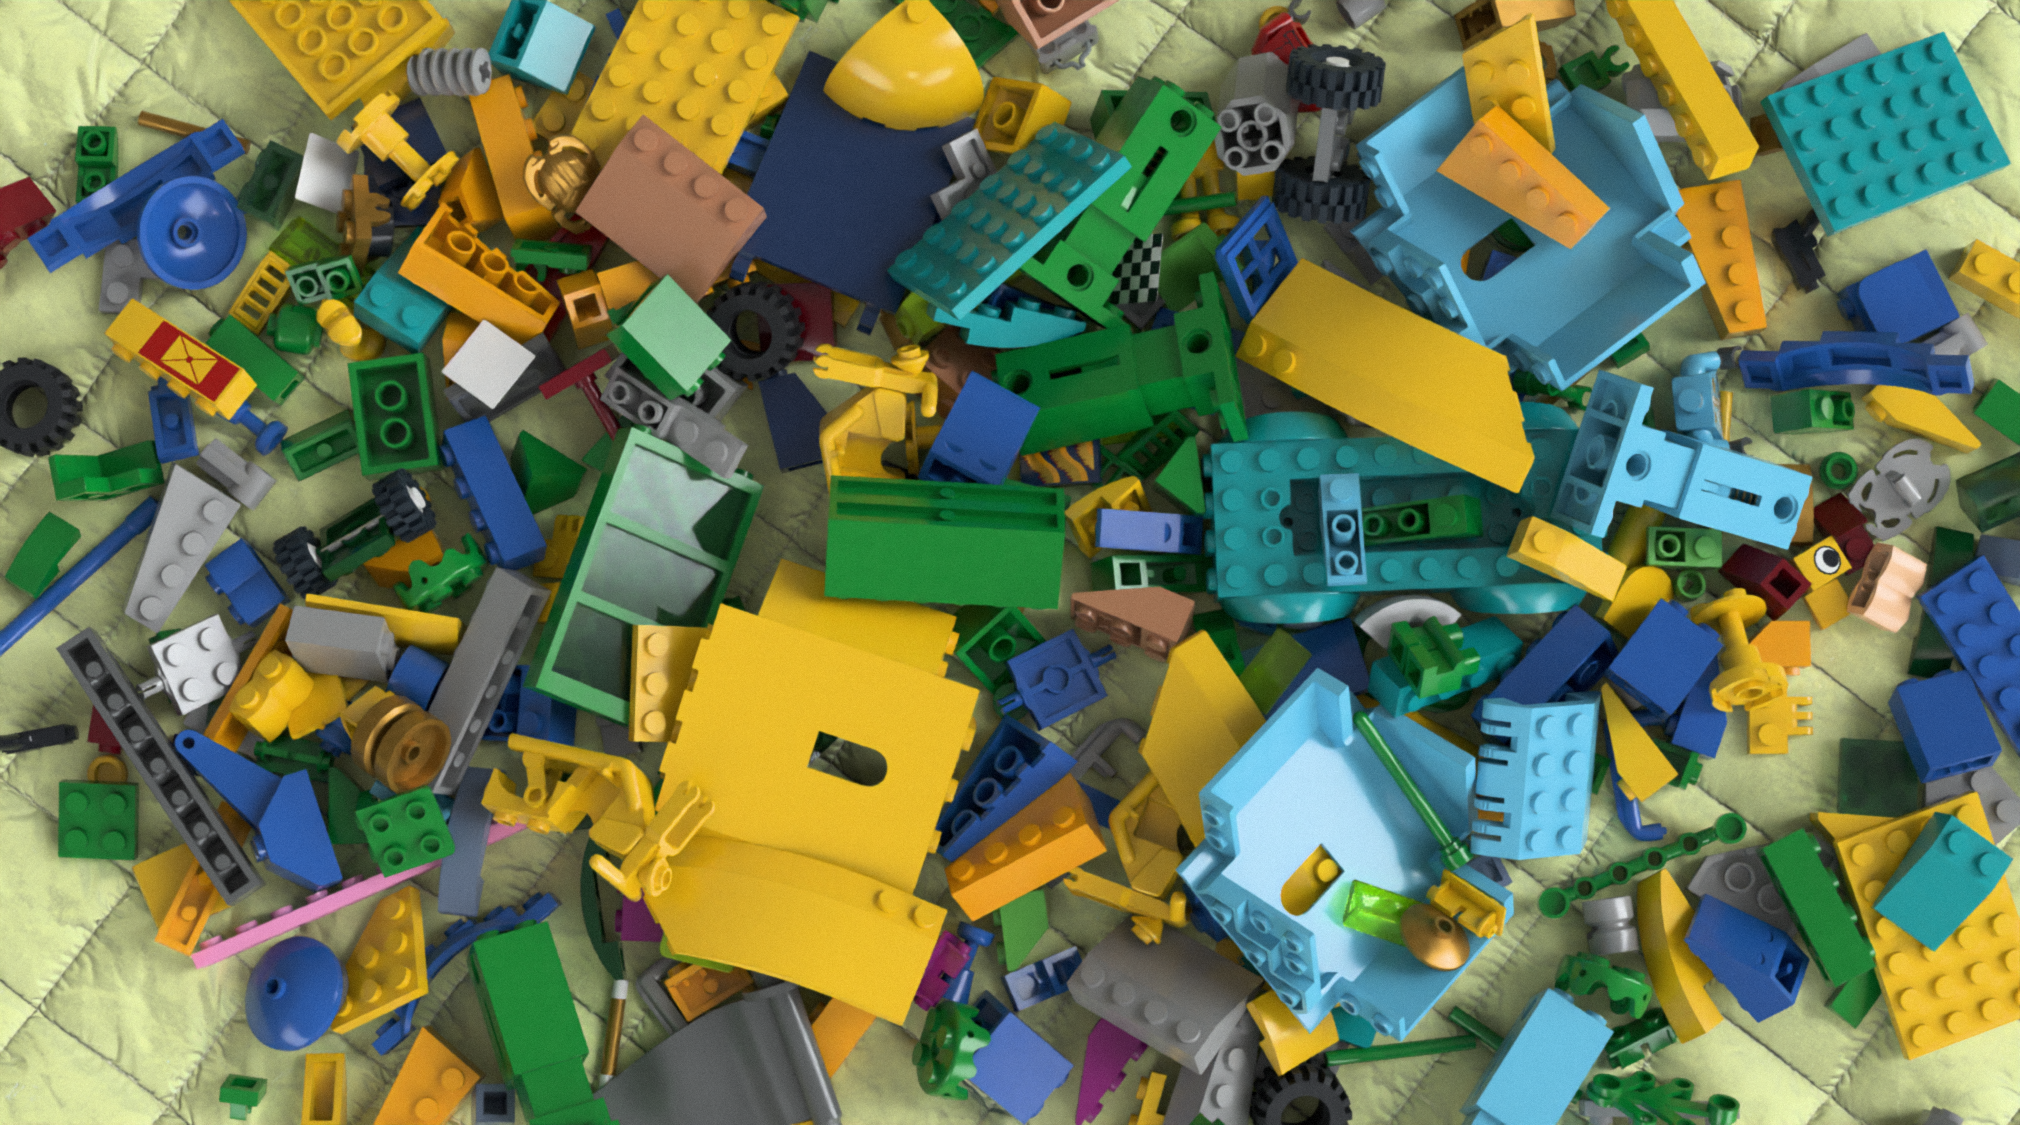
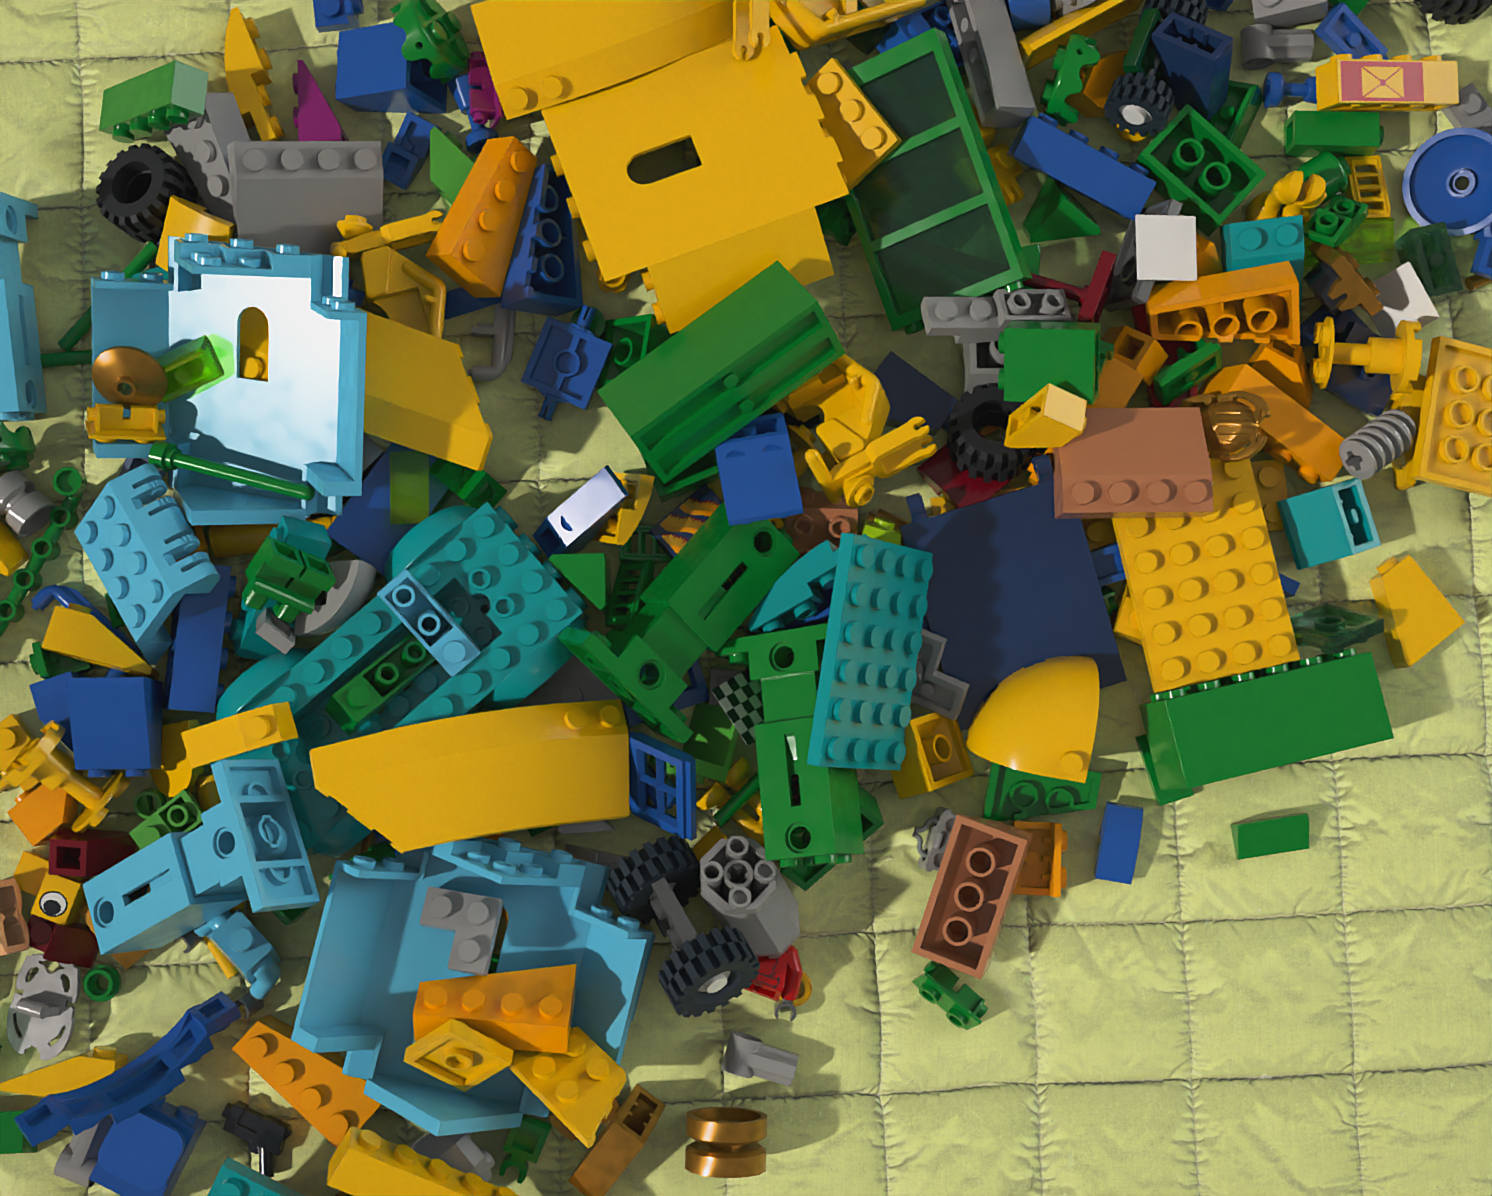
camera: 140 degrees right, 0 degrees up
(328, 505) = (1194, 63): none -> dark blue slope
(713, 293) = (1046, 420): none -> yellow slope
(1136, 616) = (532, 454): nougat slope -> none
(1173, 572) = (561, 482): green slope -> none
(1474, 626) = (275, 631): none -> light grey tile
(1491, 262) = (472, 919): none -> light grey plate
(1582, 167) = (458, 1055): none -> yellow plate
(1812, 412) = (153, 1011): green slope -> none

